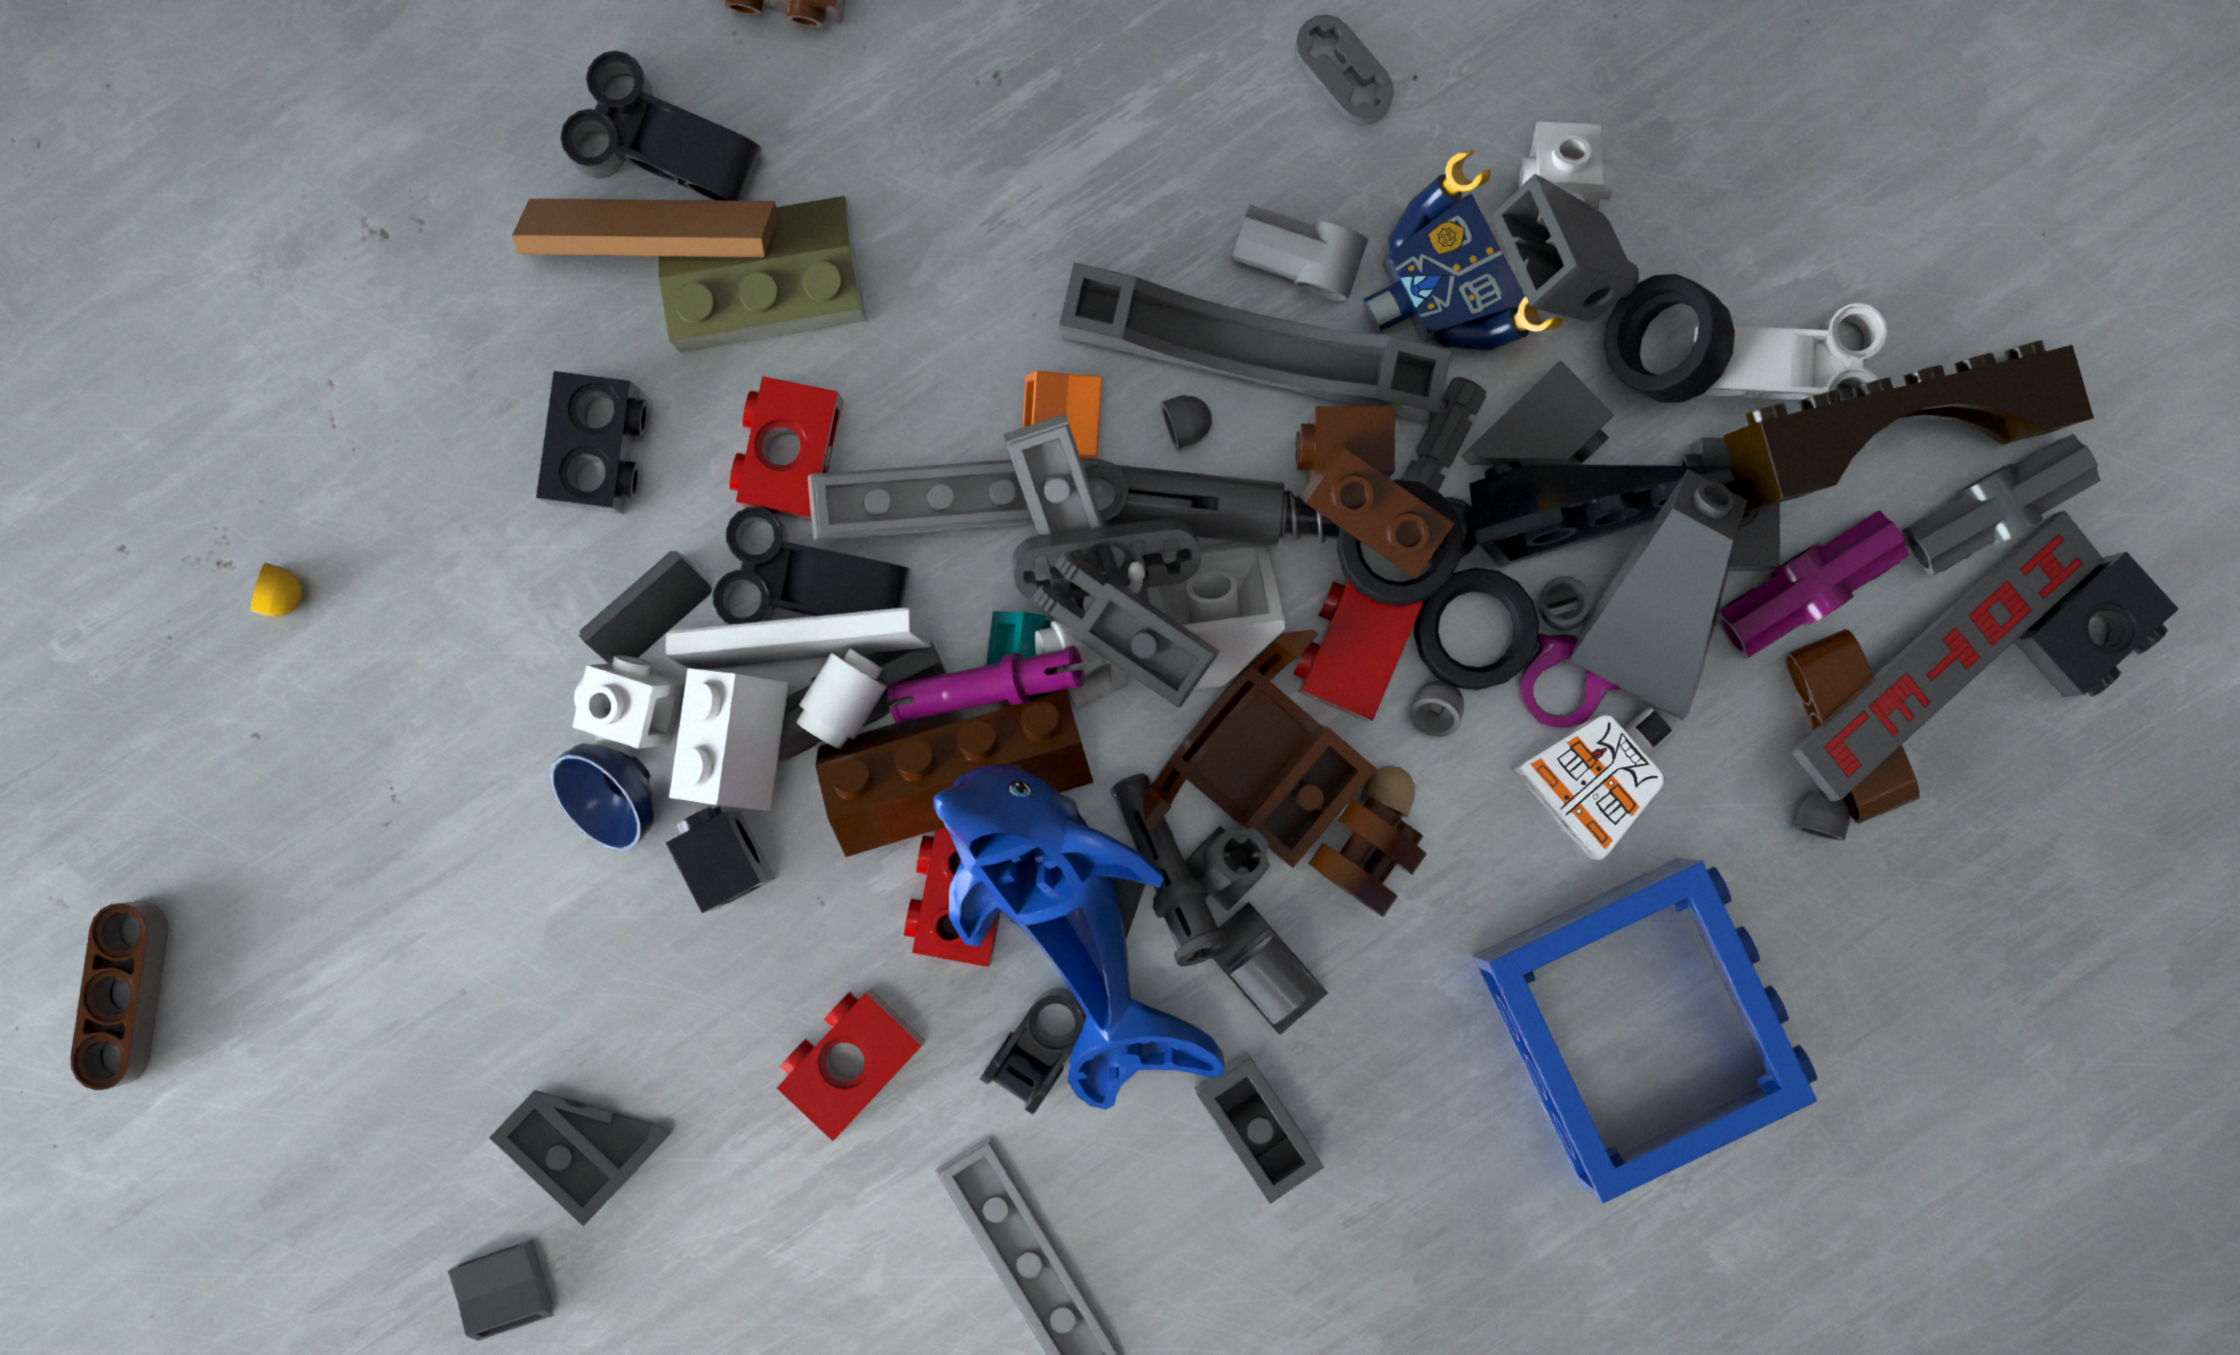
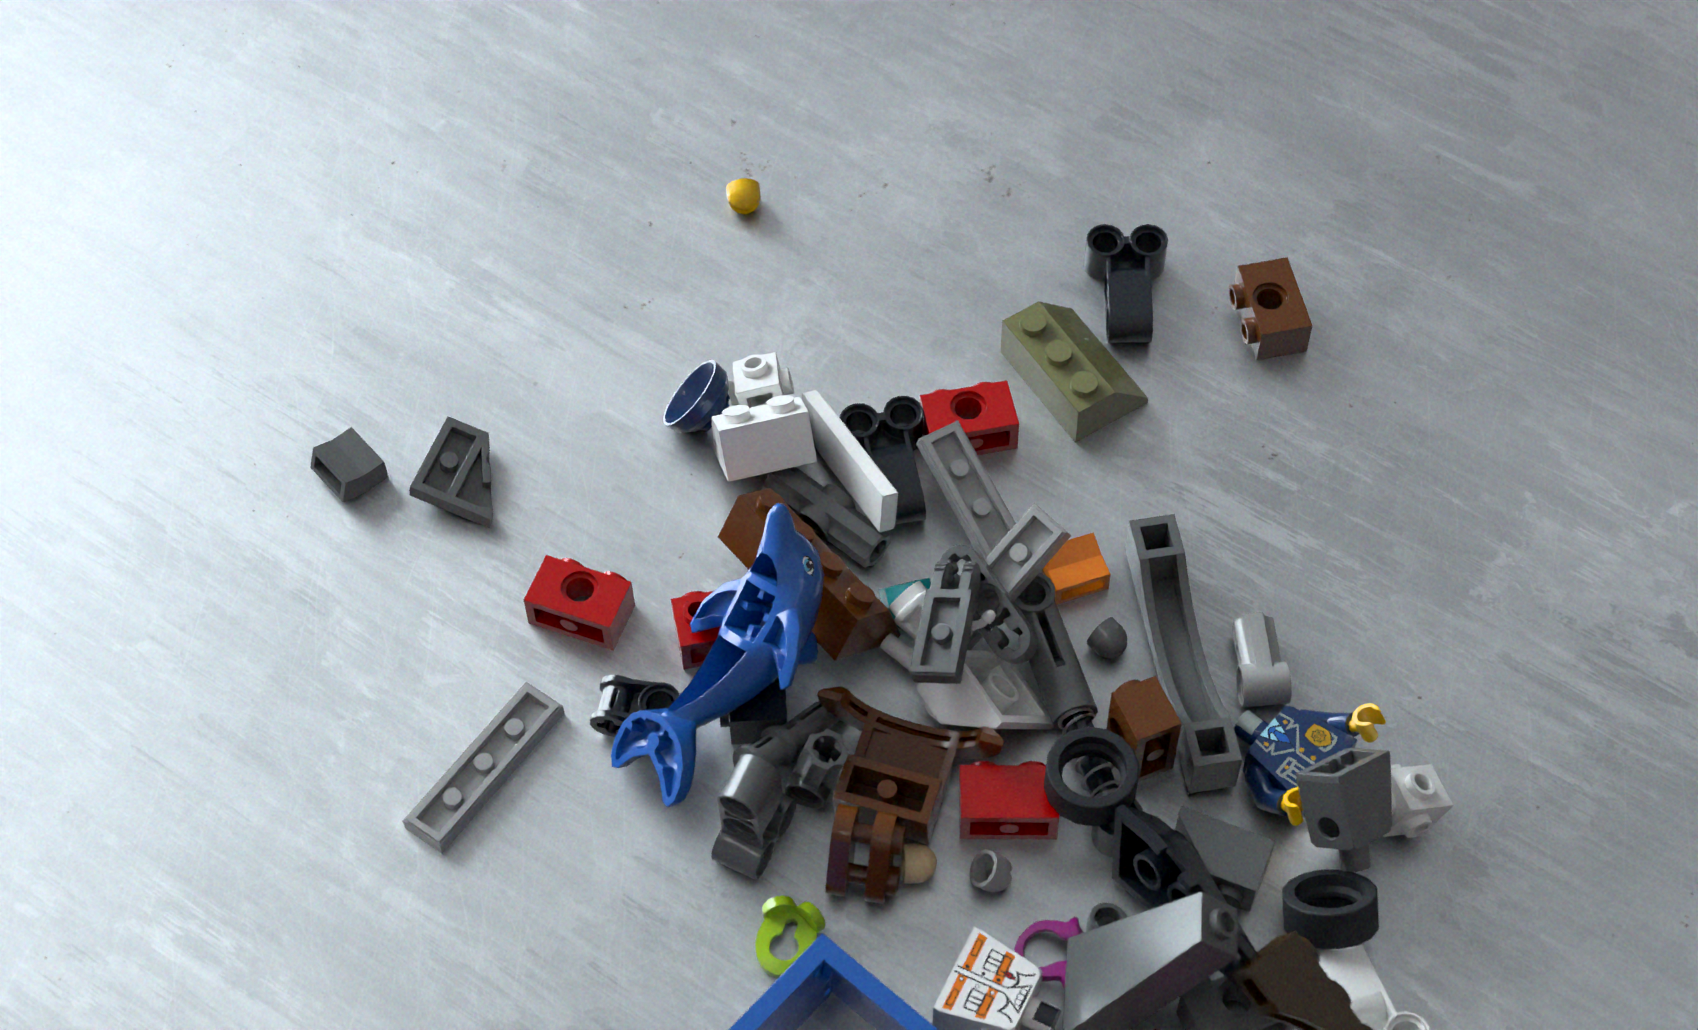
camera: 70 degrees right, 30 degrees down
(97, 1017) = (460, 204): reddish brown beam -> none
(572, 443) = (917, 315): black brick -> none
(646, 227) = (1067, 293): medium nougat tile -> none
(647, 609) = (835, 380): dark grey slope -> none
(718, 857) = (683, 469): black brick -> none
(841, 698) = (821, 489): white brick -> none
(1009, 680) = (878, 572): magenta pin -> none
(1258, 1128) = (640, 859): dark grey brick -> none
(1355, 60) = (1405, 650): dark grey beam -> none
(1376, 510) = (1103, 726): reddish brown brick -> none
(1387, 988) = (777, 913): none -> lime piece
(1446, 433) = (1170, 801): dark grey axle -> none
(1524, 632) = (1064, 839): black tyre -> none

